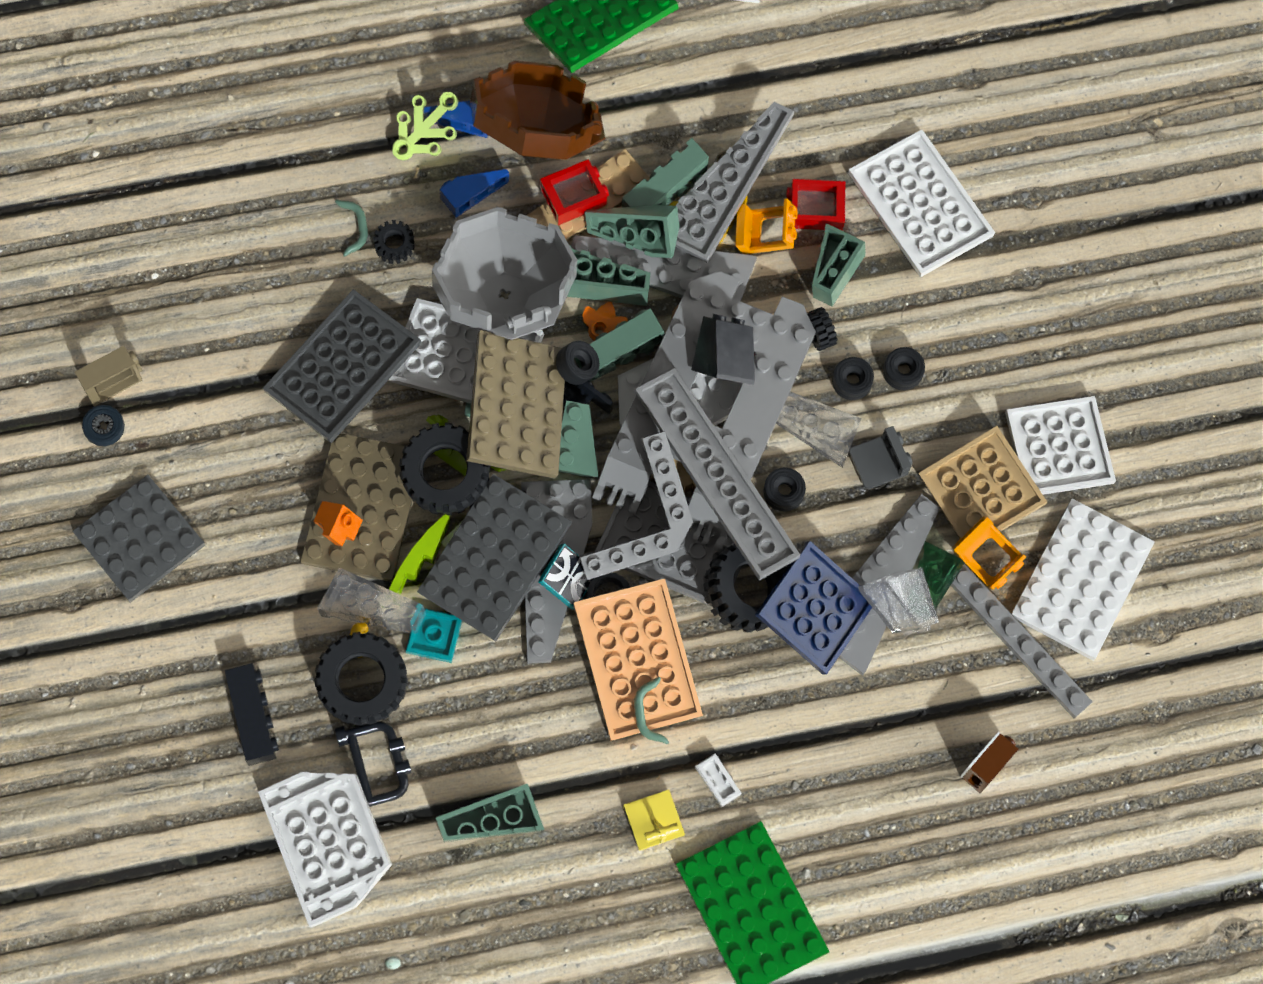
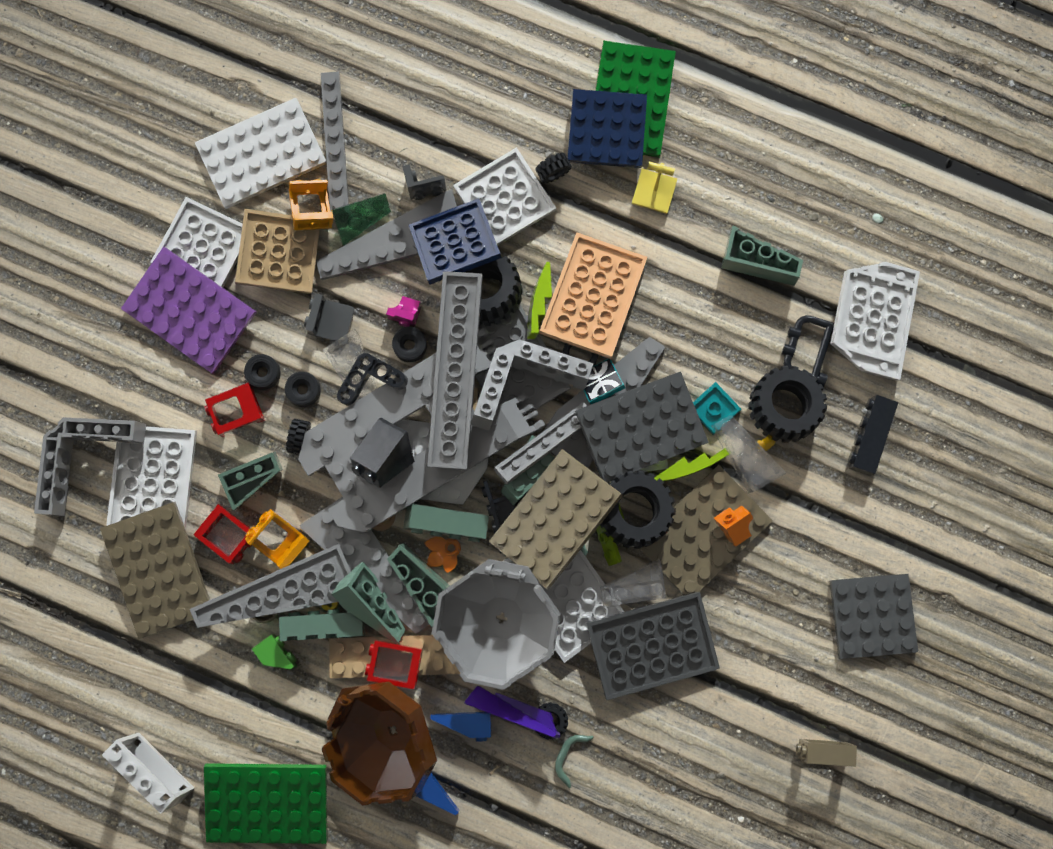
camera: 140 degrees left, 10 degrees up
(92, 422) = (857, 727): black bush -> none
(395, 403) = (636, 586): none -> clear wedge
(422, 128) = (468, 799): yellowish green plant -> none
(427, 223) = (513, 711): none -> dark purple wedge
(581, 465) = (539, 447): none -> light grey plate
(587, 357) = (498, 527): black tyre -> none
(640, 715) = (617, 259): sand green animal -> none
(691, 623) = (541, 295): none -> lime slope
(695, 128) = (272, 653): none -> bright green slope
(718, 780) = (596, 187): white plate -> none
(752, 848) = (607, 128): none -> dark blue plate
(775, 763) = (553, 168): none -> black tyre
(801, 419) = (370, 369): none -> black beam
(801, 705) = (507, 194): none -> white plate
(810, 516) = (406, 312): none -> dark pink brick
(855, 135) = (155, 569): none -> dark tan plate
(892, 330) = (248, 403): none -> red window
(902, 601) = (393, 209): clear slope -> none
(905, 641) = (420, 189): none -> dark grey bracket
(989, 762) = (417, 76): reddish brown piece -> none
(1020, 376) = (188, 310): none -> medium lavender plate
(1023, 166) = (57, 455): none -> light grey brick

